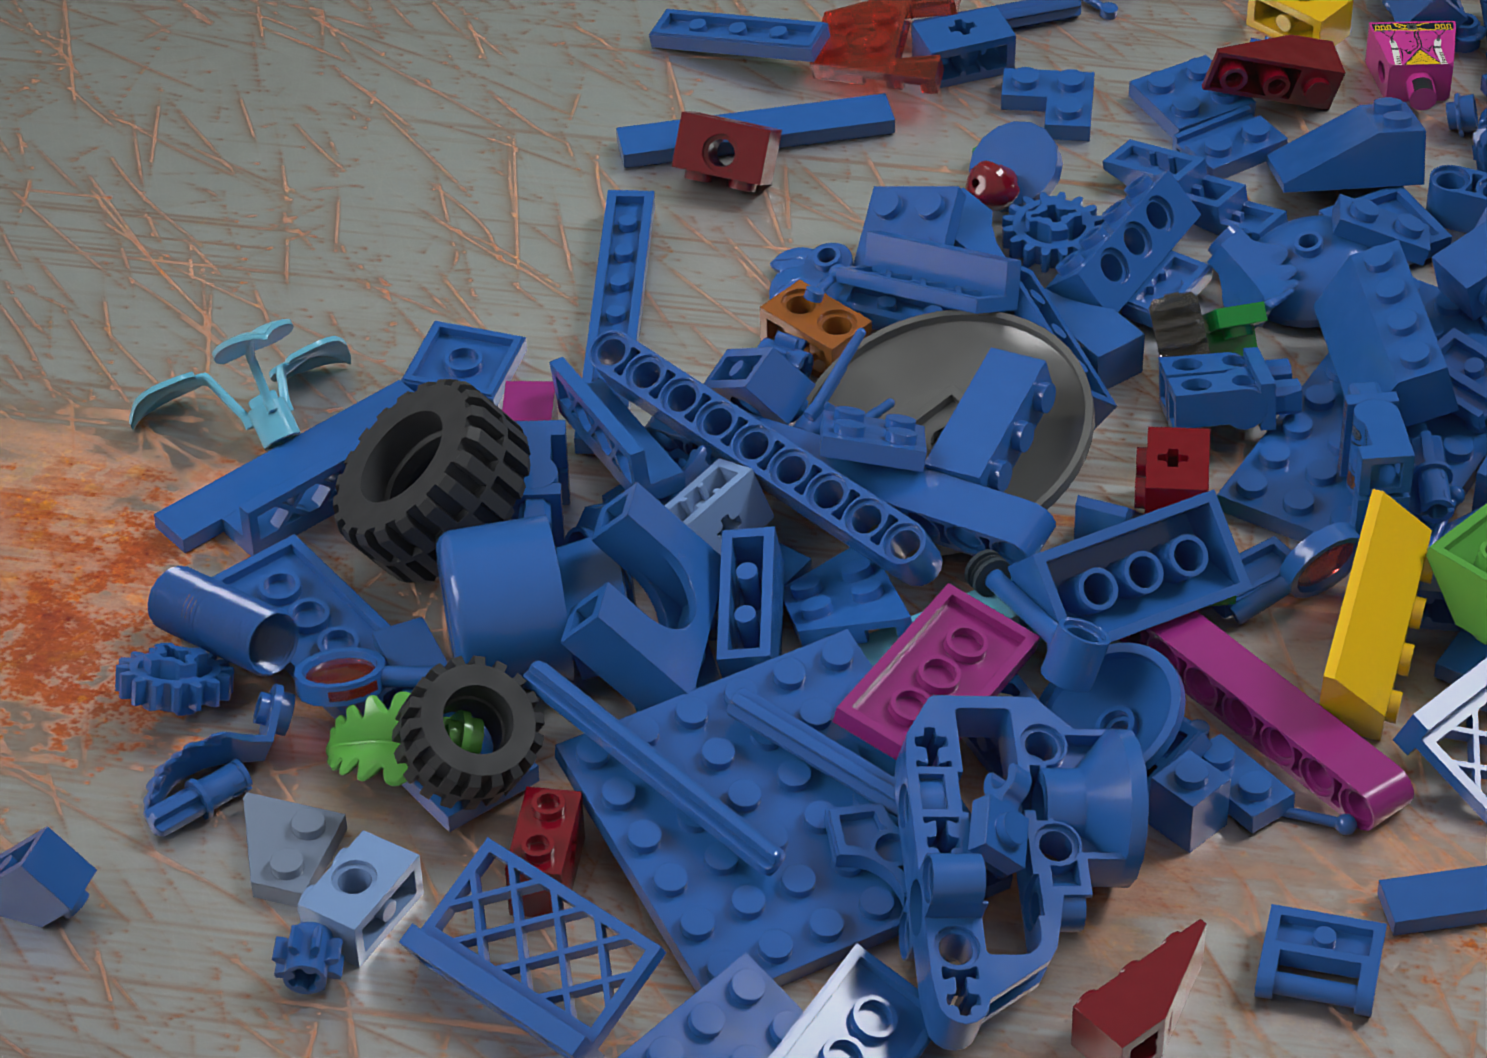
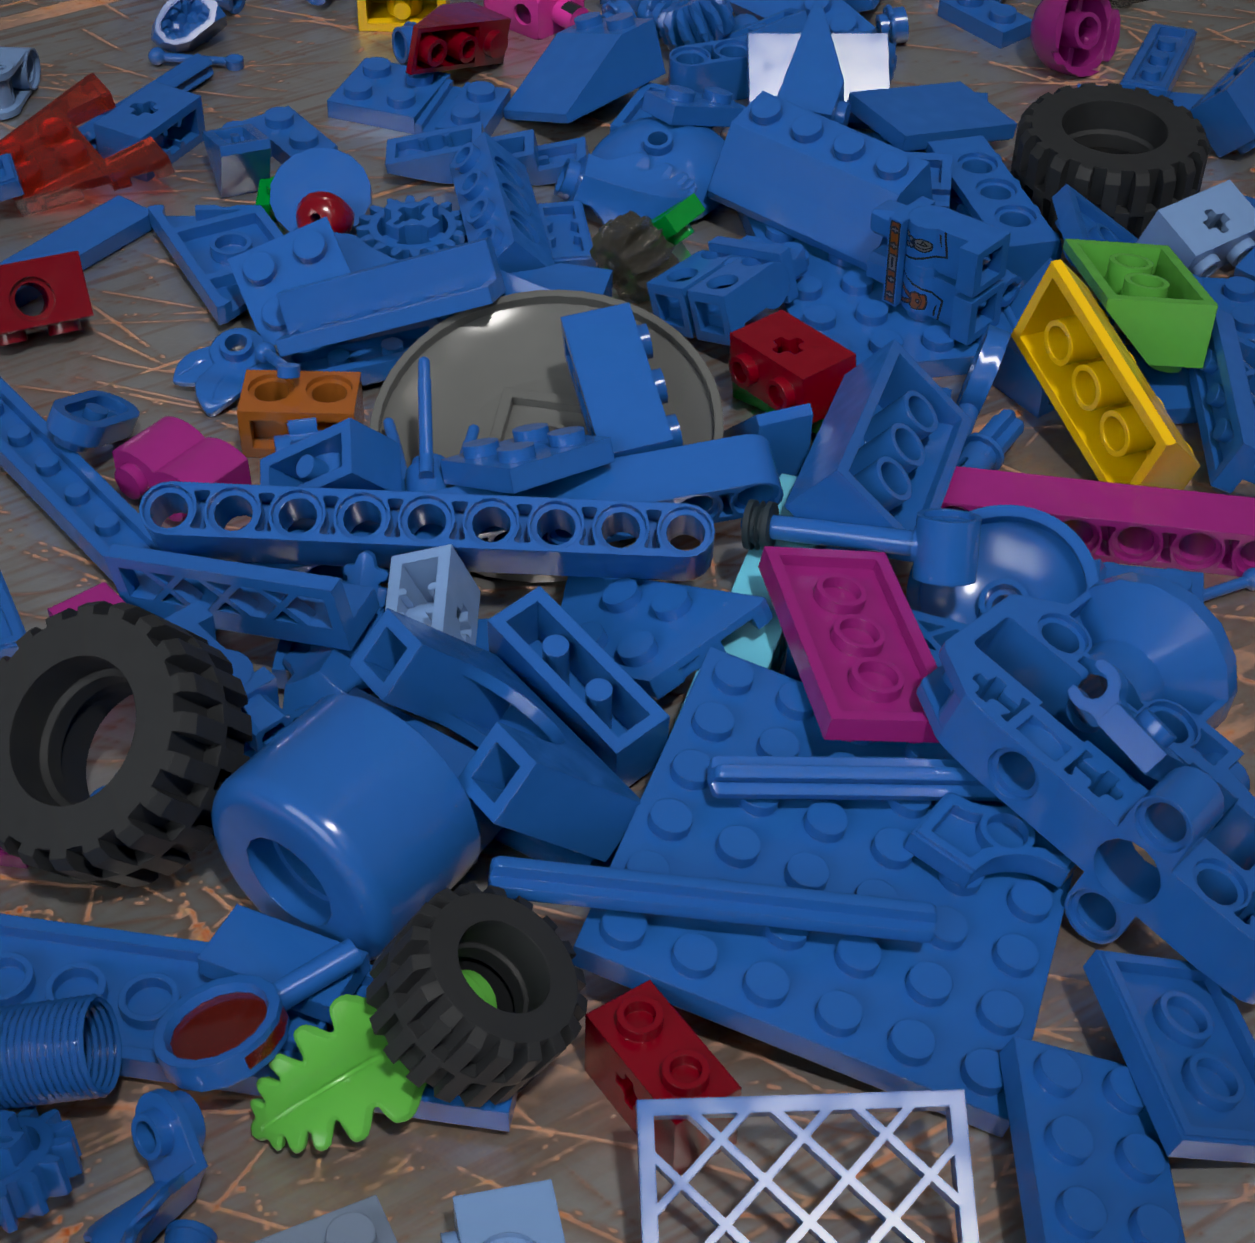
camera: 45 degrees left, 0 degrees up
(674, 264) = (91, 420): none -> blue plate
(692, 330) = (176, 453): none -> magenta brick
(907, 161) = (205, 243): none -> blue wing
(994, 99) = (238, 158): none -> blue slope
(1266, 620) = (988, 446): none -> blue axle

